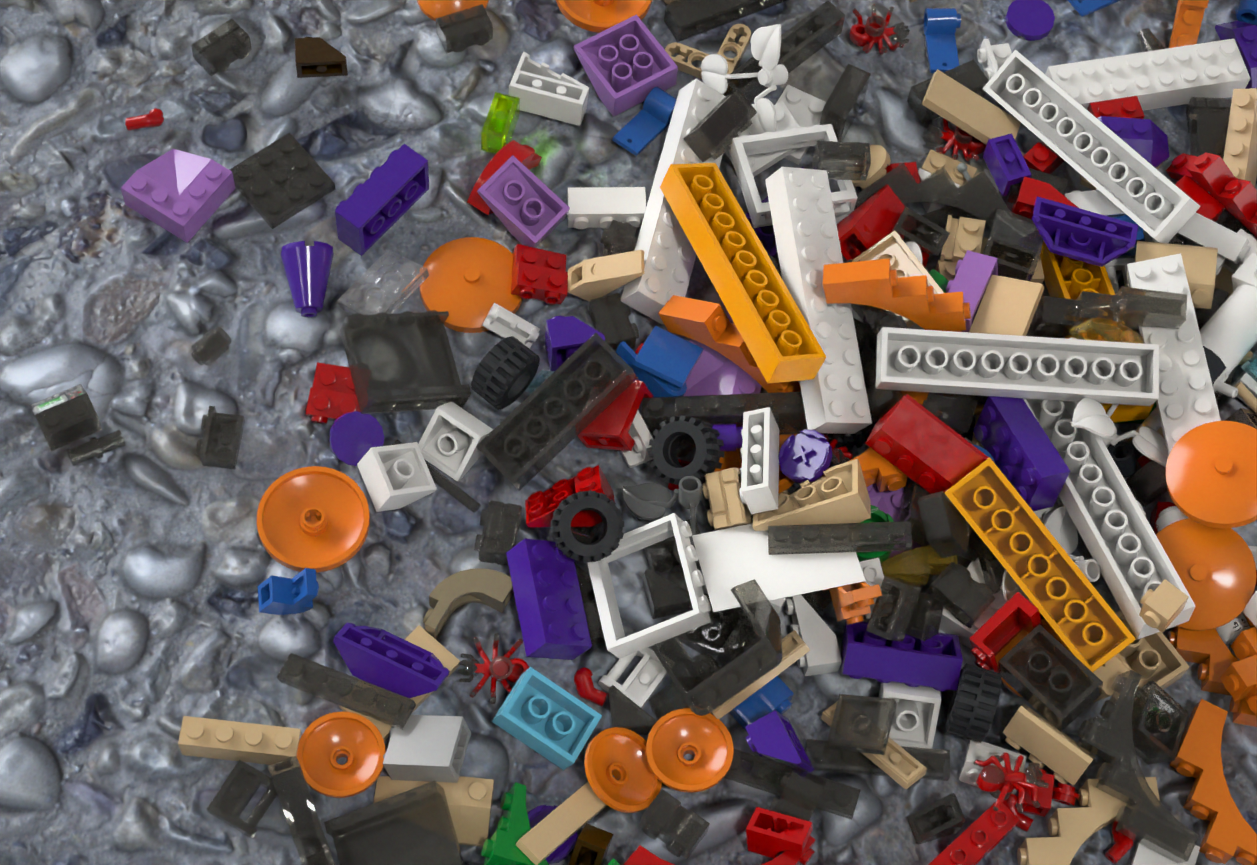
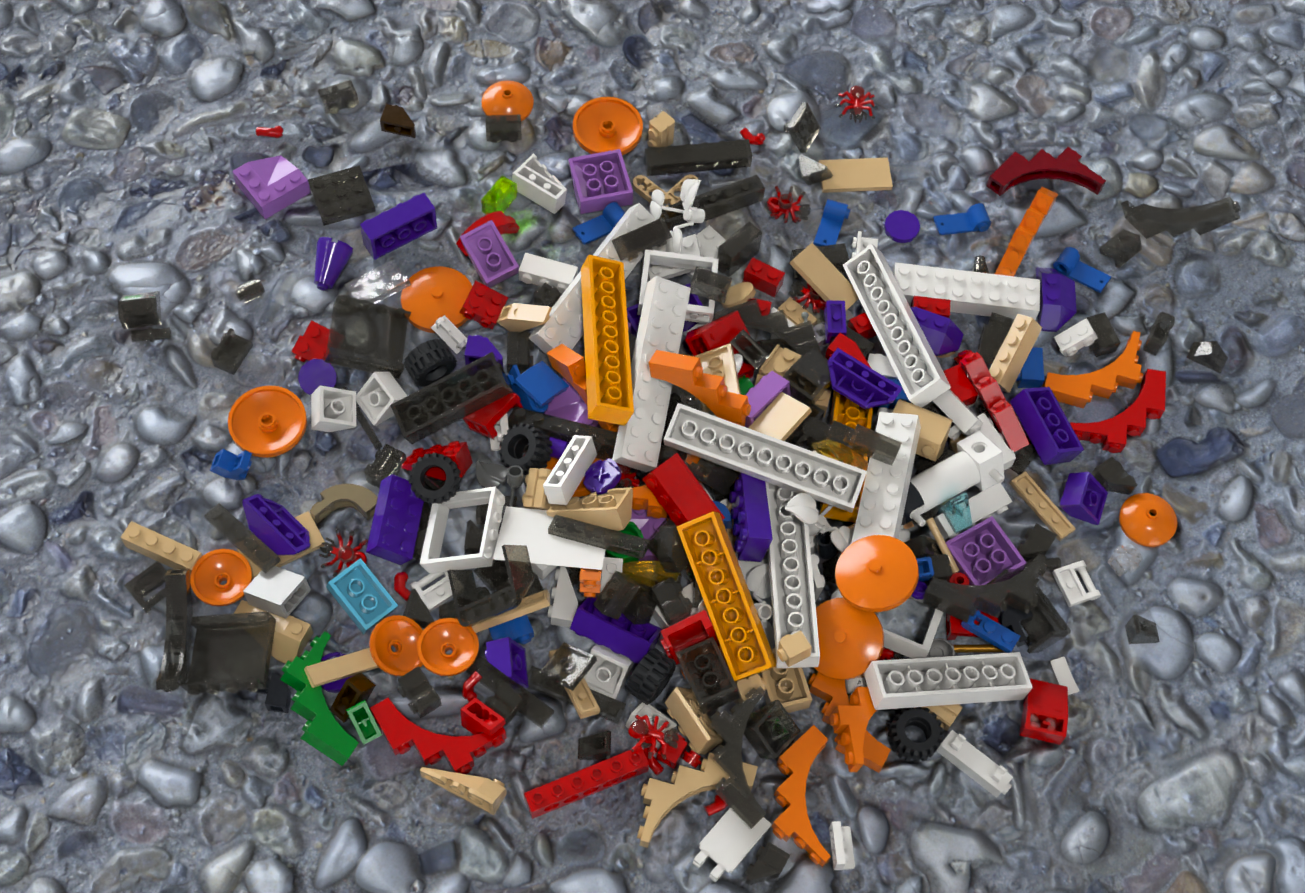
camera: 20 degrees right, 0 degrees up
(737, 791) = (468, 686): none -> red arm
(889, 131) = (763, 277): none -> red brick

